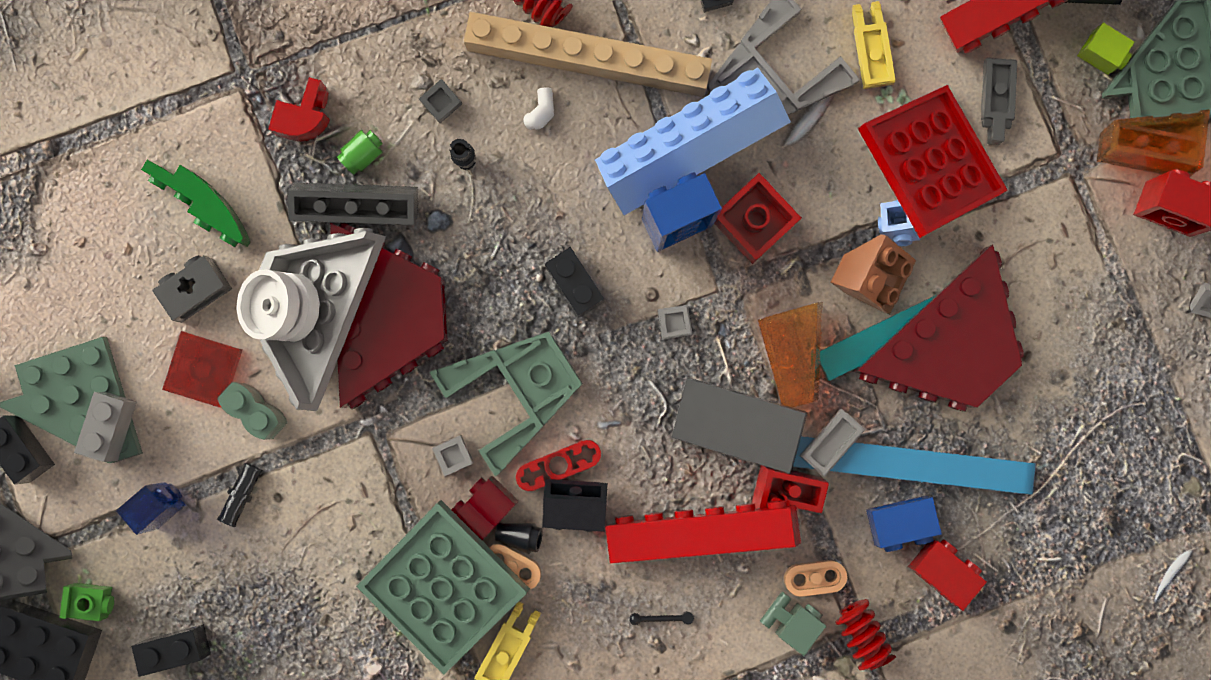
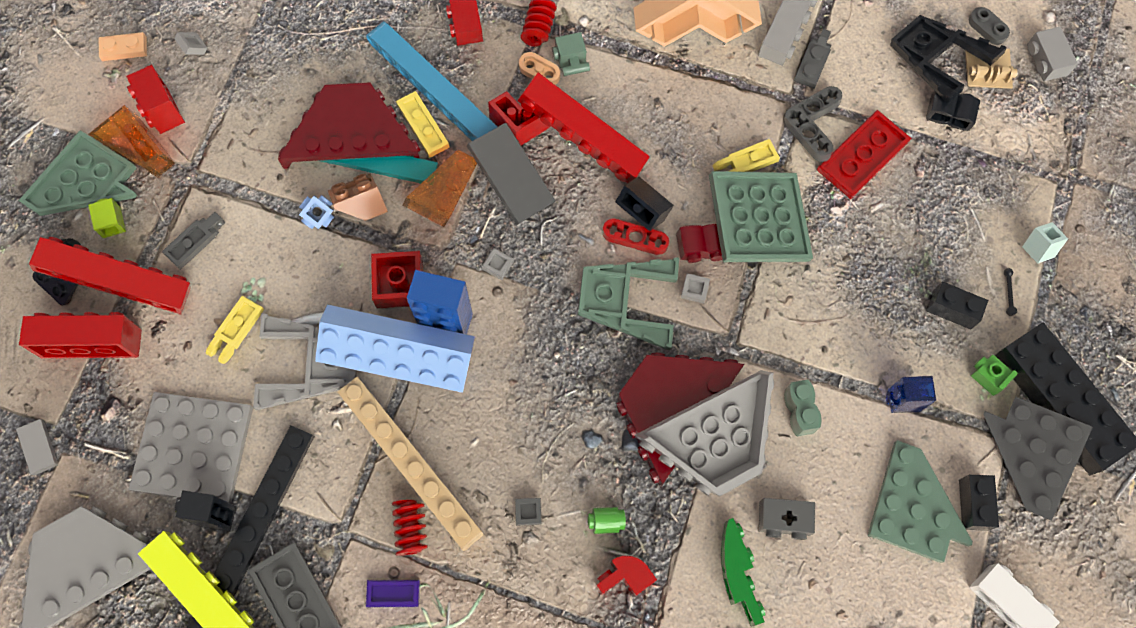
camera: 145 degrees left, 15 degrees down
(105, 427) = (907, 465): light grey brick -> none
(201, 368) = (817, 463): clear red plate -> none
(239, 495) = (848, 365): black pin -> none
(278, 306) = (738, 448): white wheel -> none
(353, 203) = (638, 486): dark grey brick -> none
(462, 154) = (542, 453): black pin -> none
(518, 561) = (704, 203): light nougat plate -> none
(520, 536) = (690, 212): black cone -> none
(543, 112) = (469, 451): white arm -> none
(574, 282) = (538, 329): black brick -> none
(686, 617) = (630, 104): black hinge -> none
(832, 442) = (466, 123): light grey tile -> none
(883, 411) = (422, 124): none -> light yellow plate
(903, 523) = (465, 60): blue brick -> none
(932, 160) = (265, 228): red plate -> none

